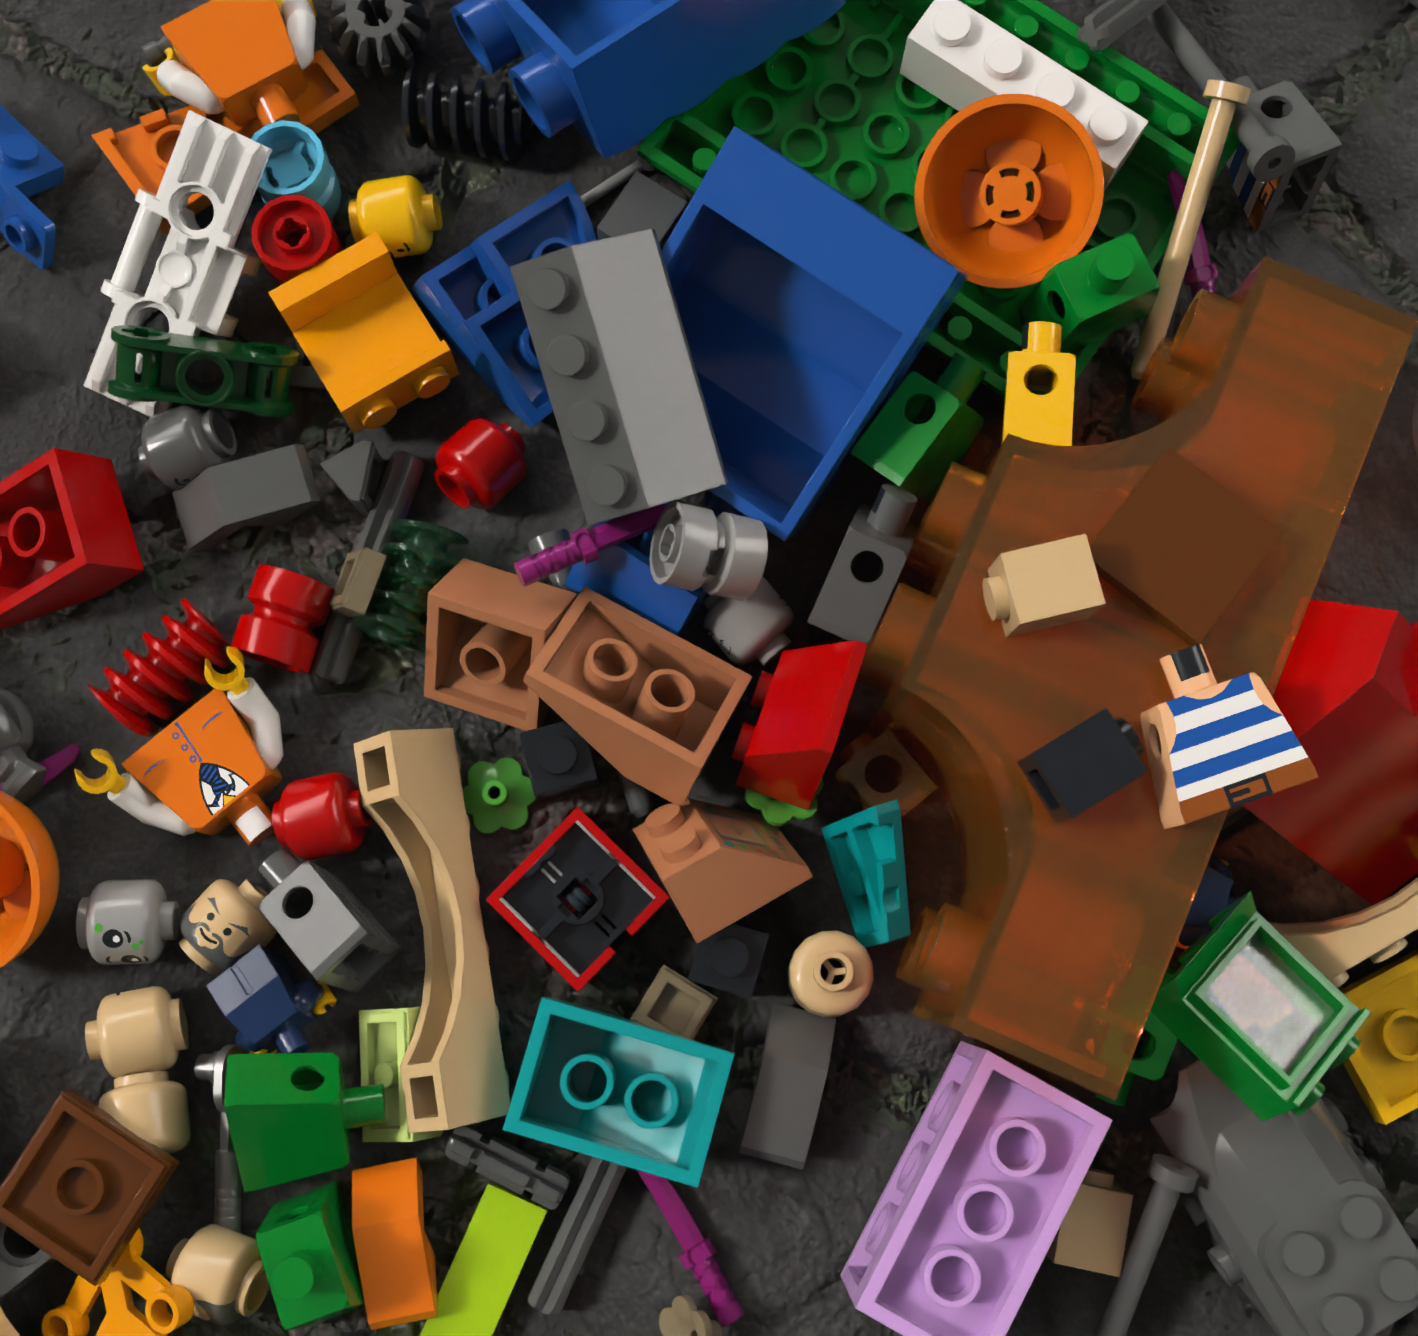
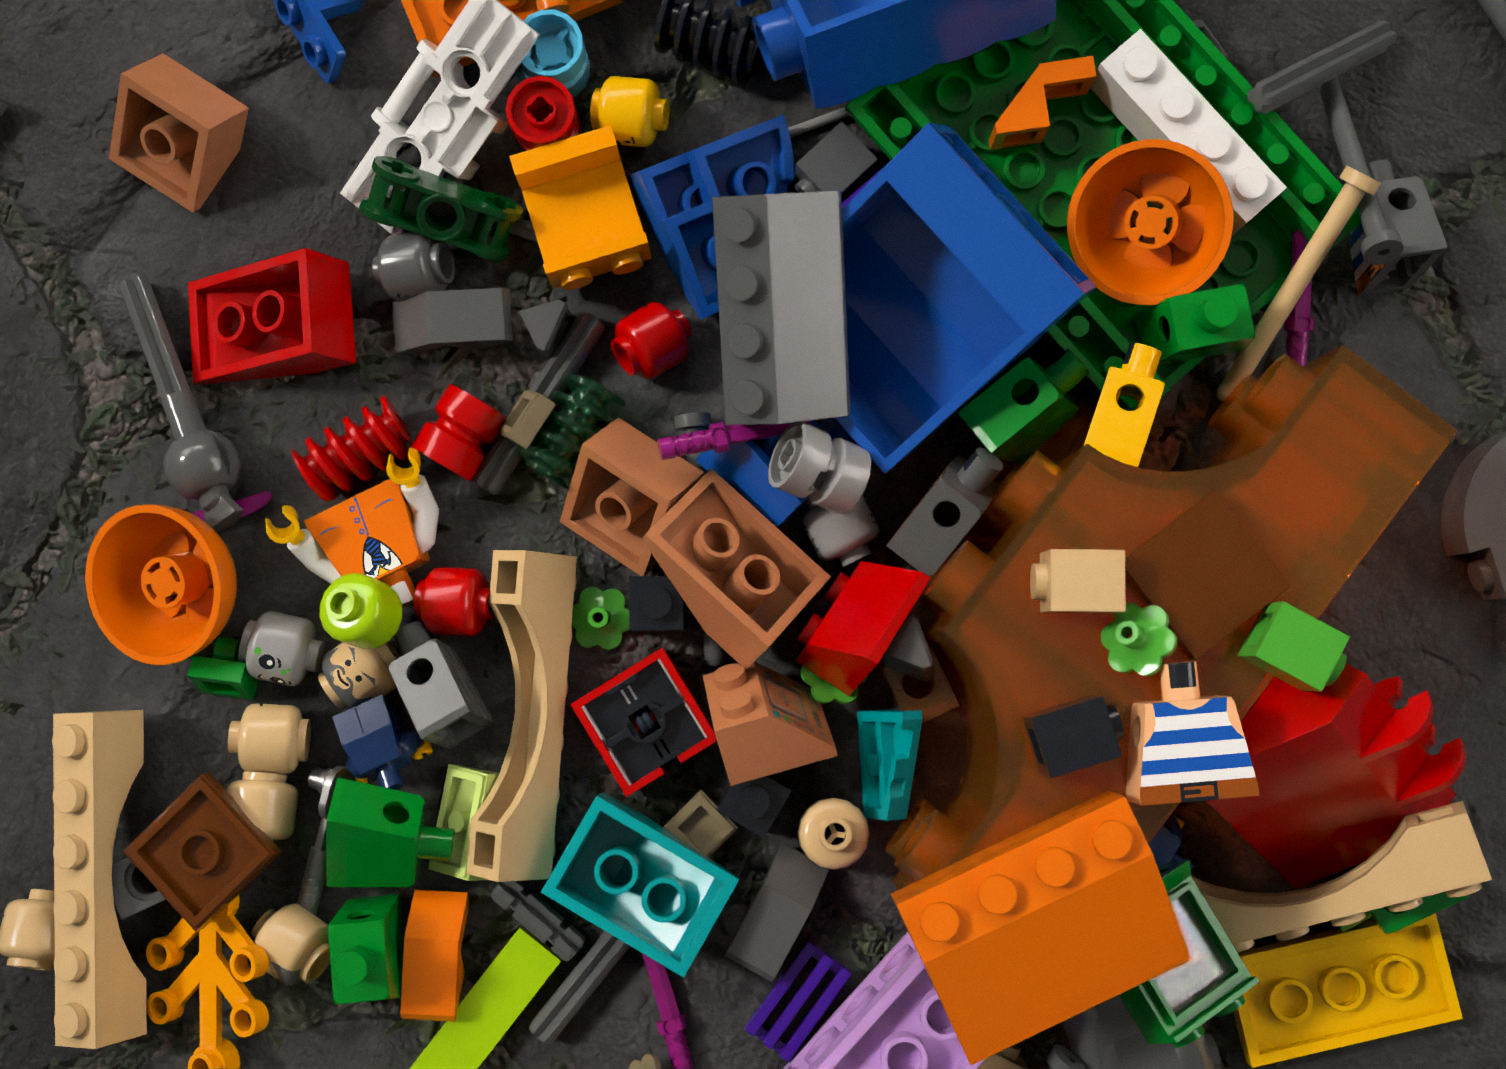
camera: 20 degrees right, 5 degrees up
(64, 969) = (223, 673): none -> green tile
(211, 850) = (360, 611): none -> lime head
(818, 1238) = (771, 1037): none -> dark purple tile
(841, 116) = (1027, 115): none -> orange slope
(865, 737) = (909, 652): none -> dark grey slope
(1109, 1000) = (1043, 925): none -> orange slope
(1137, 644) = (1146, 646): none -> bright green plant
(1309, 601) = (1295, 647): none -> bright green brick

